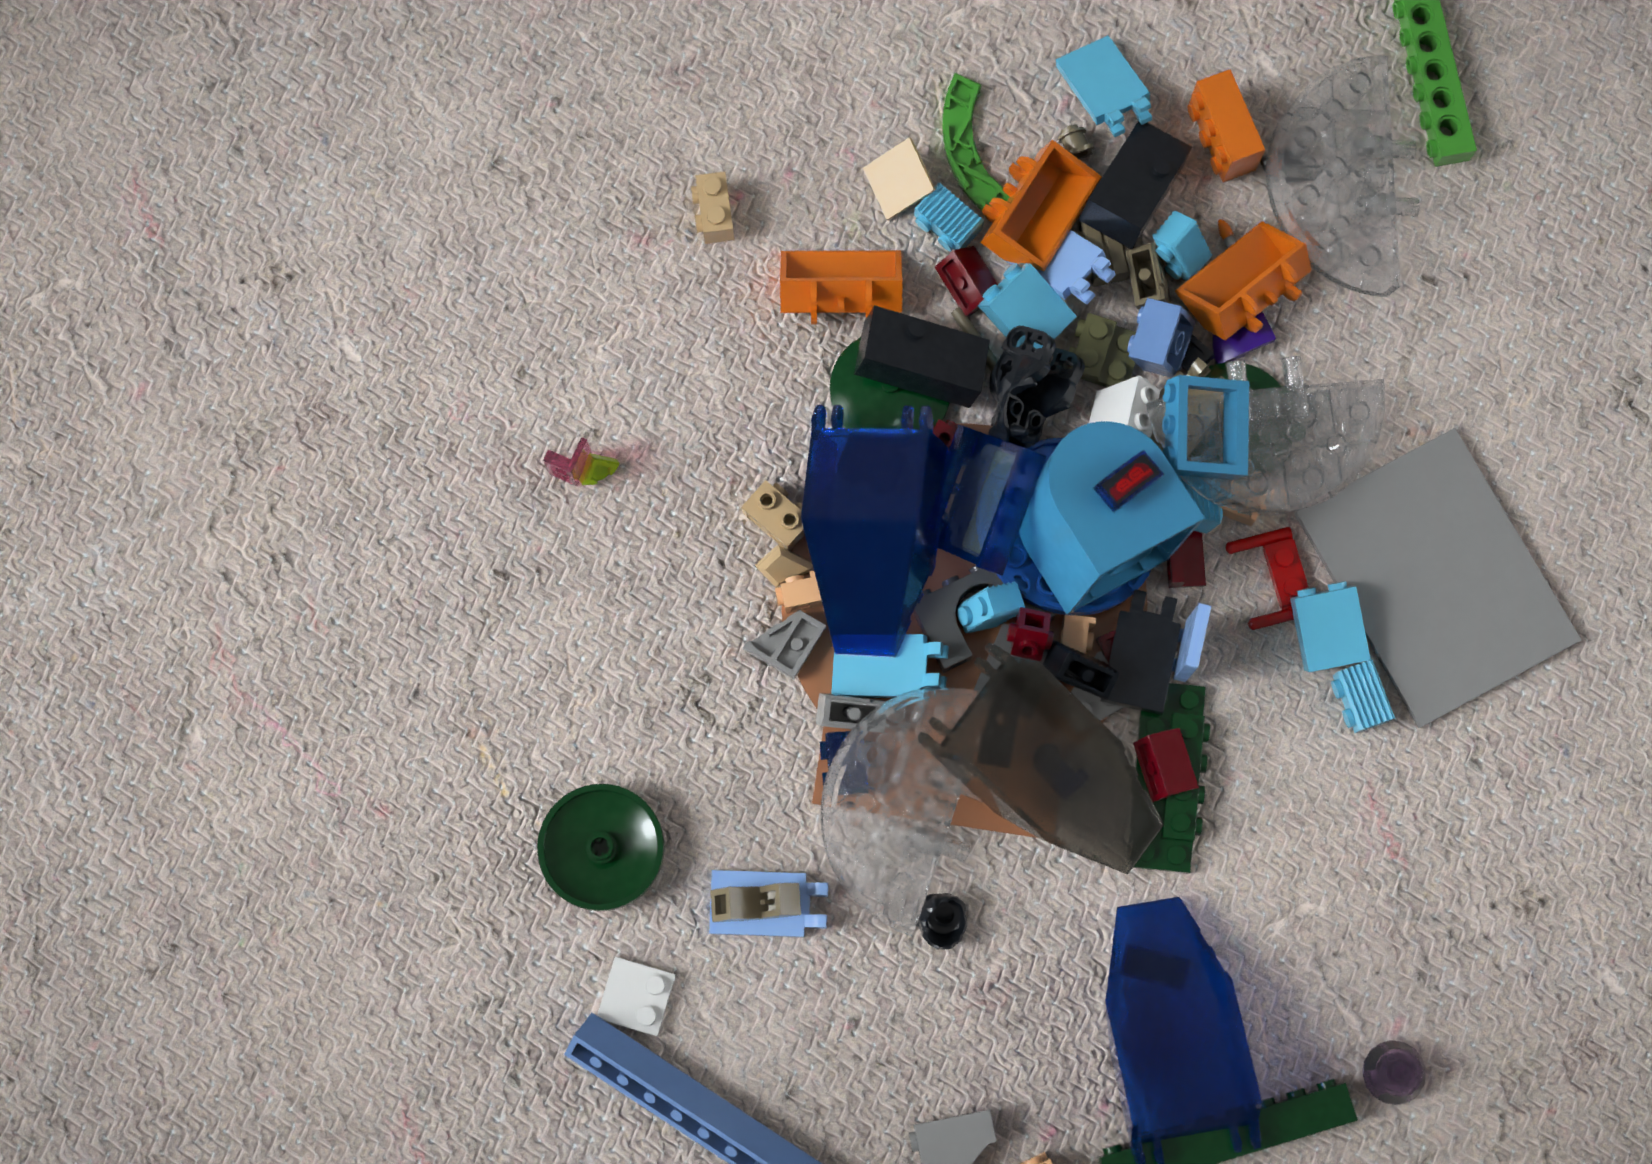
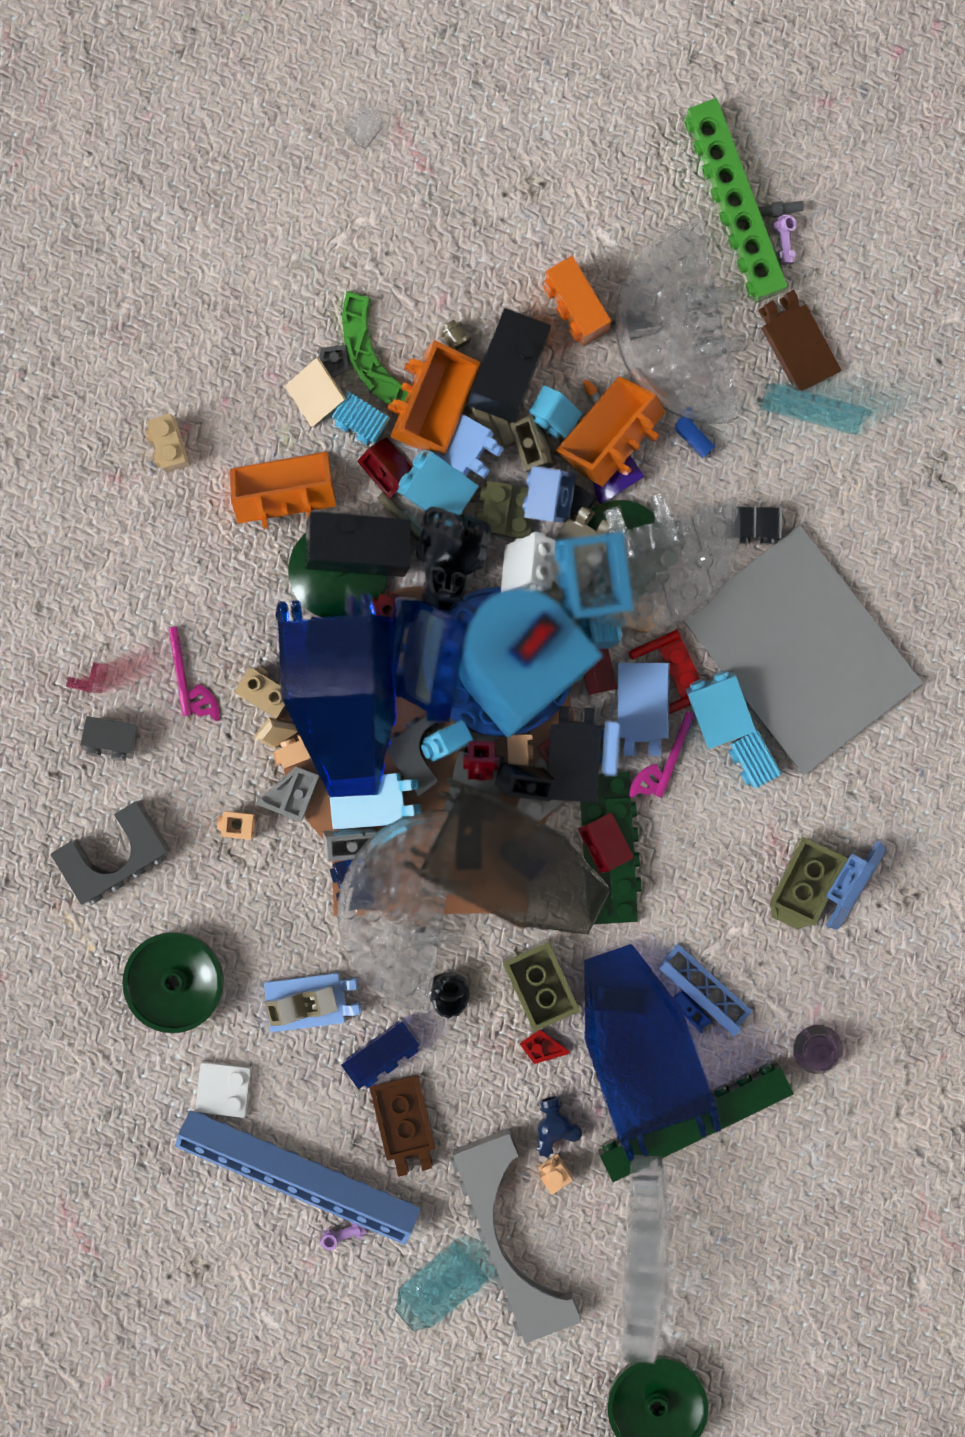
camera: 10 degrees left, 10 degrees up
(578, 537) = (109, 738): none -> dark grey brick
(597, 468) = (114, 677): lime tile -> none
(597, 681) = (89, 881): none -> dark grey arch
(678, 505) = (185, 695): none -> dark pink piece
(727, 663) = (247, 829): none -> light nougat brick
(844, 984) = (381, 1054): none -> clear blue brick
(856, 1076) = (403, 1122): none -> reddish brown tile
(929, 146) = (335, 360): none -> dark grey piece
(1047, 1011) = (542, 1047): none -> red piece
(1047, 1114) = (554, 1126): none -> dark blue animal
(1058, 928) = (540, 985): none -> olive brick
(1105, 84) = (471, 281): medium azure tile -> none
(1239, 607) = (643, 705): none -> light blue tile
(1243, 993) = (690, 1008): none -> blue bar
(1247, 701) = (658, 789): none -> dark pink piece
(1257, 981) = (703, 1000): none -> medium blue fence
(1341, 305) = (694, 437): none -> blue bar
(1406, 860) = (806, 883): none -> olive slope
(1408, 419) = (760, 524): none -> black brick
(1464, 867) = (852, 882): none -> medium blue plate
(1476, 65) = (778, 209): none -> dark grey bar
(1478, 87) = (783, 227): none -> lavender bar
(1480, 218) = (798, 343): none -> reddish brown tile
(1491, 292) = (813, 408): none -> clear light blue fence

